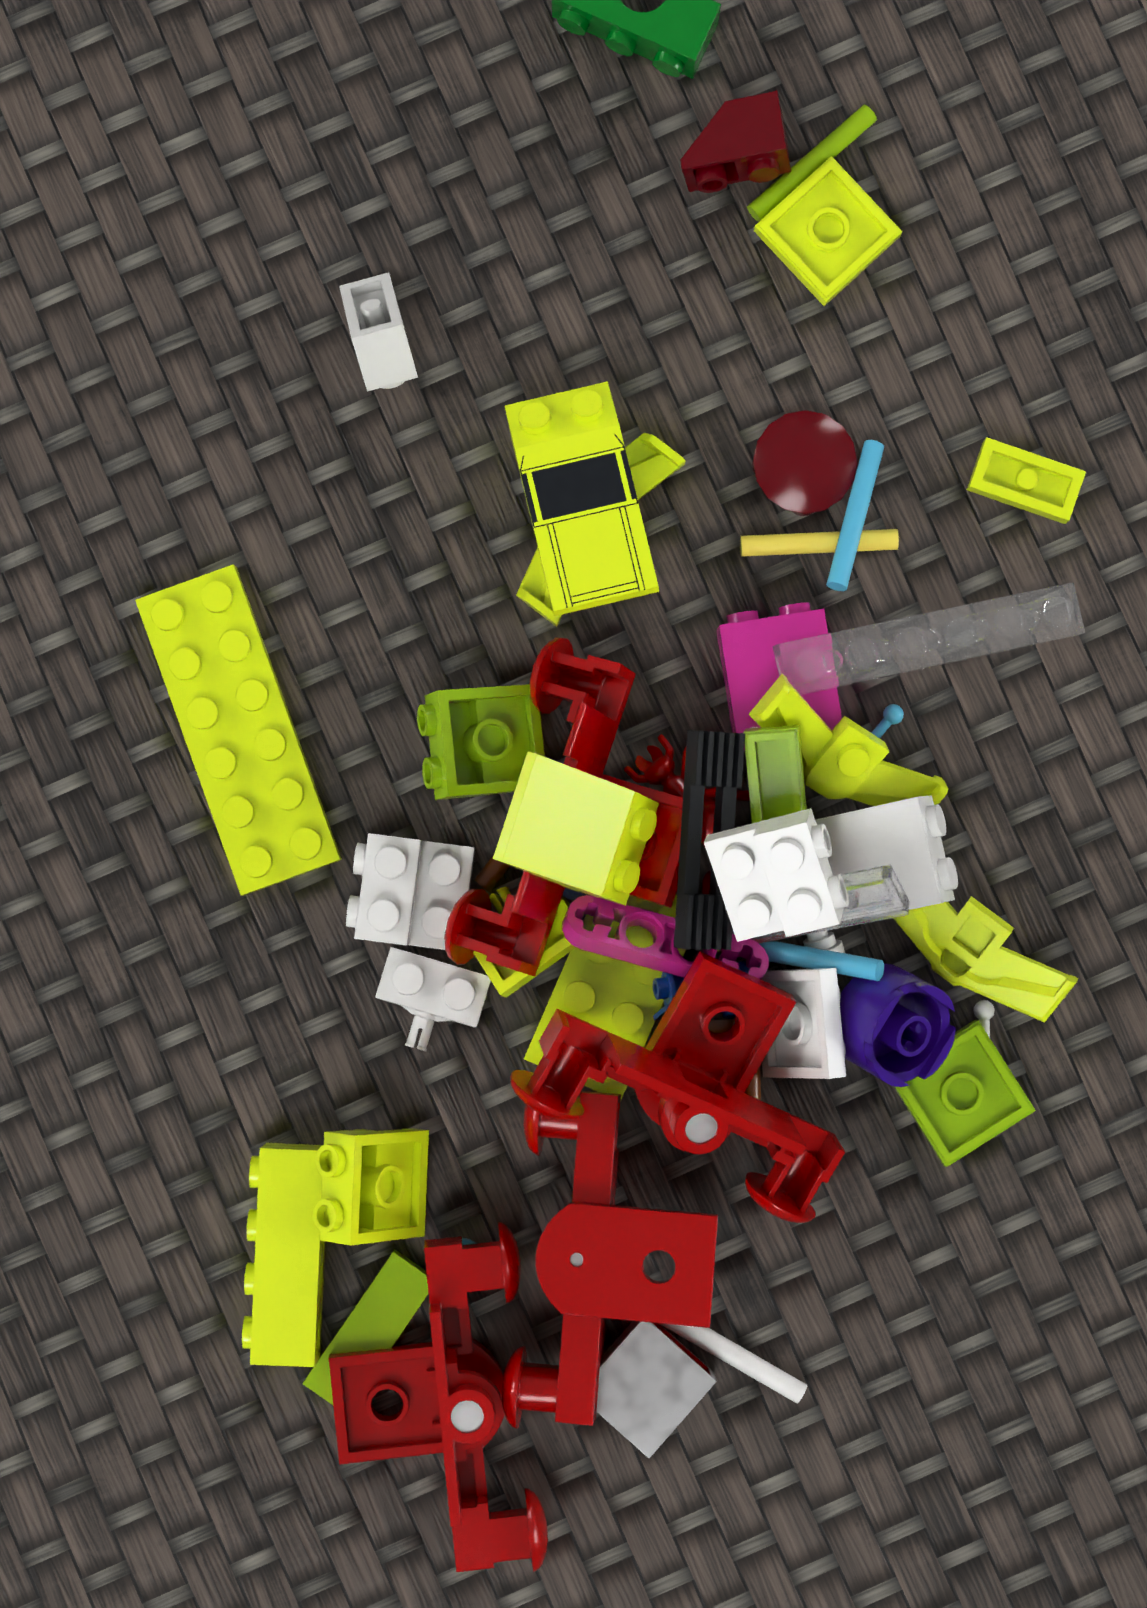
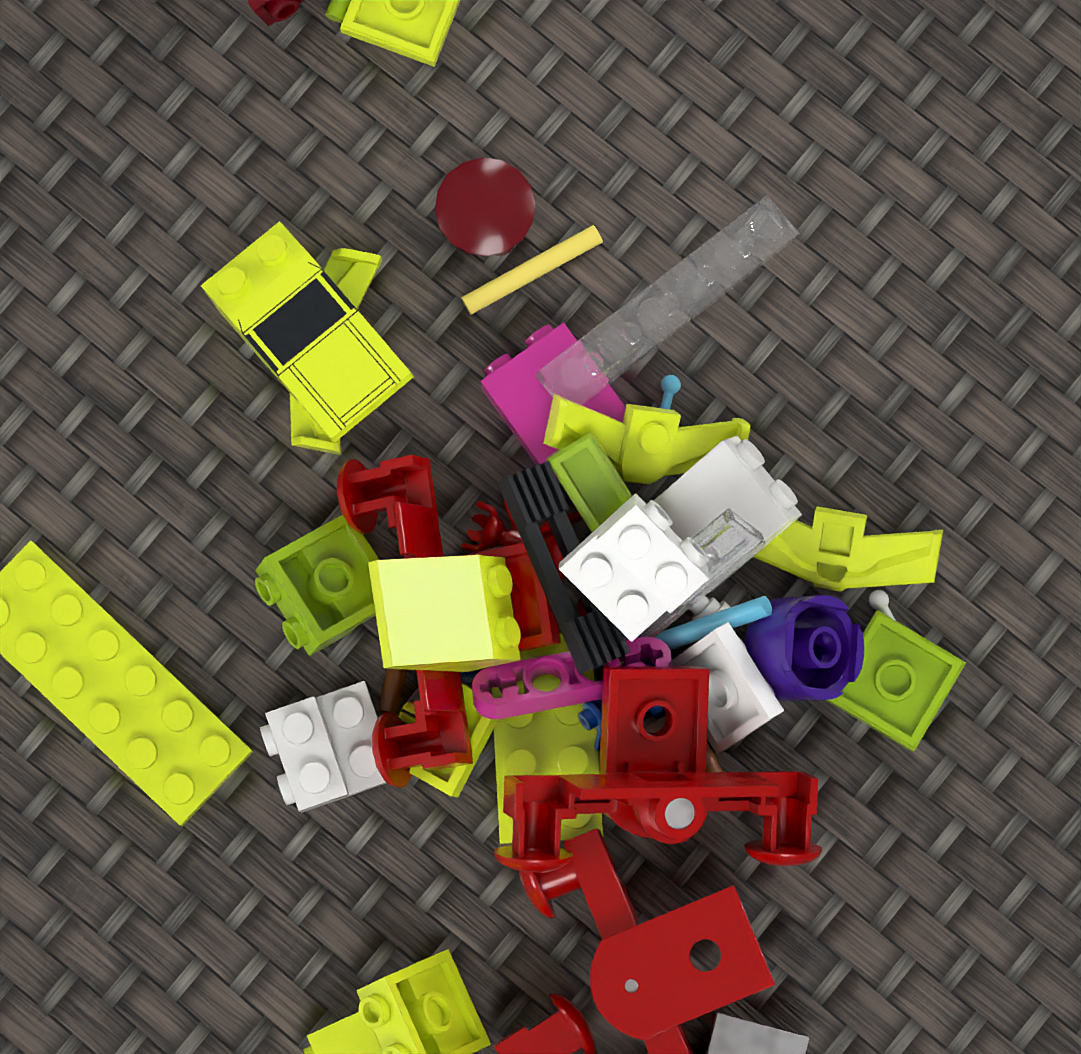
camera: 30 degrees left, 5 degrees down
(378, 332) = (59, 277): white slope -> none
(432, 992) = (390, 826): white plate -> none
(742, 1360) = (814, 1010): white bar -> none
(855, 515) = (551, 230): medium azure bar -> none
(1026, 480) = (682, 129): neon yellow plate -> none

